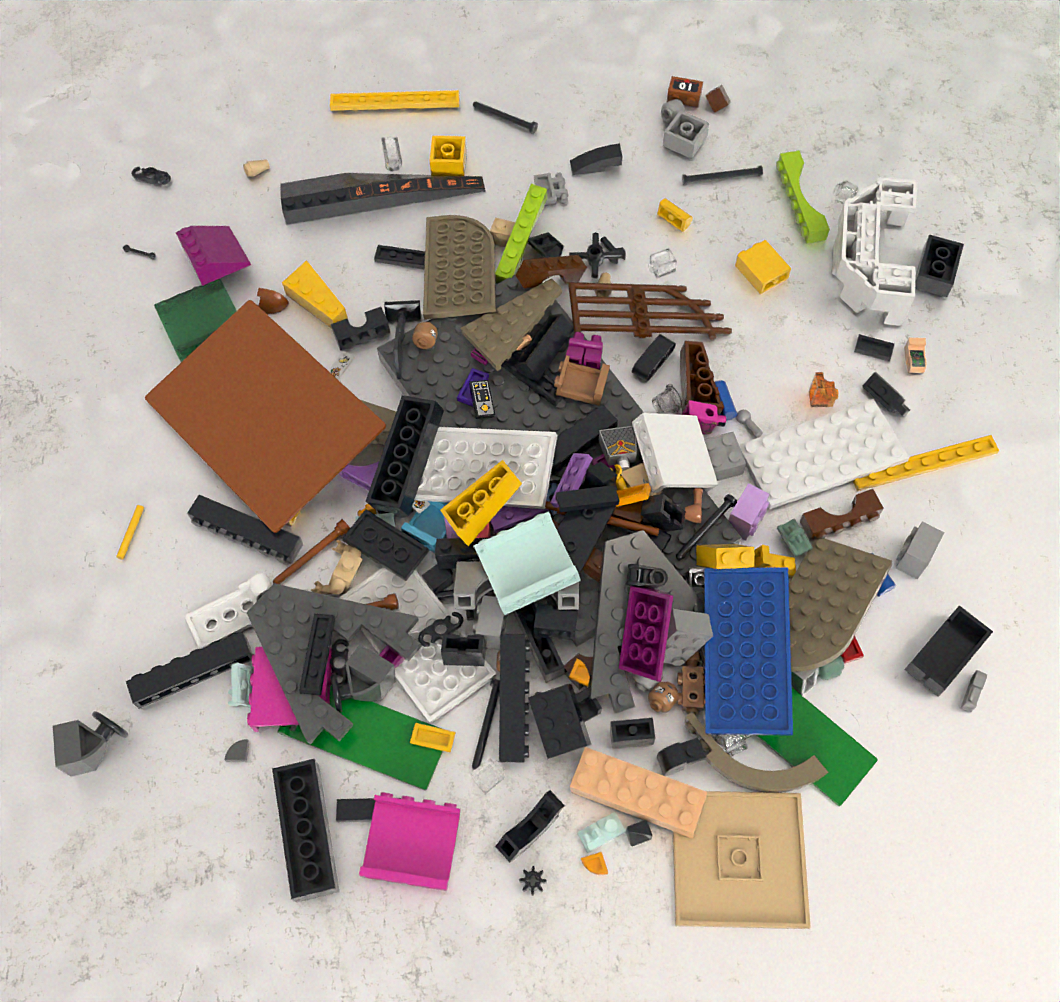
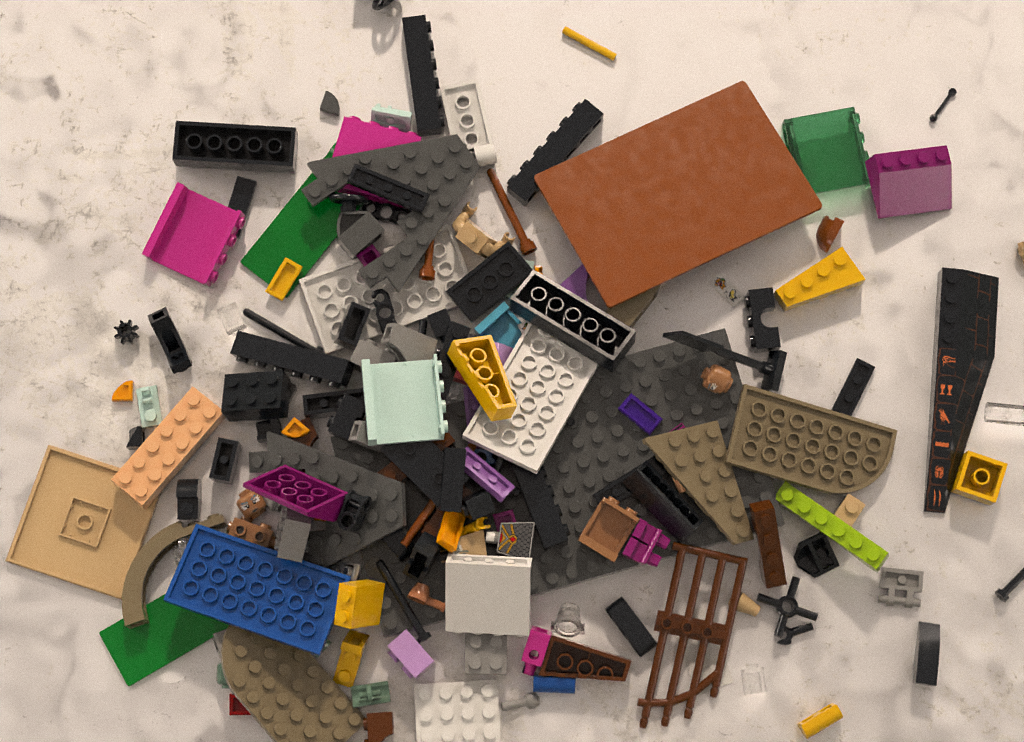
camera: 105 degrees right, 15 degrees up
(482, 399) = (618, 417): tile -> none

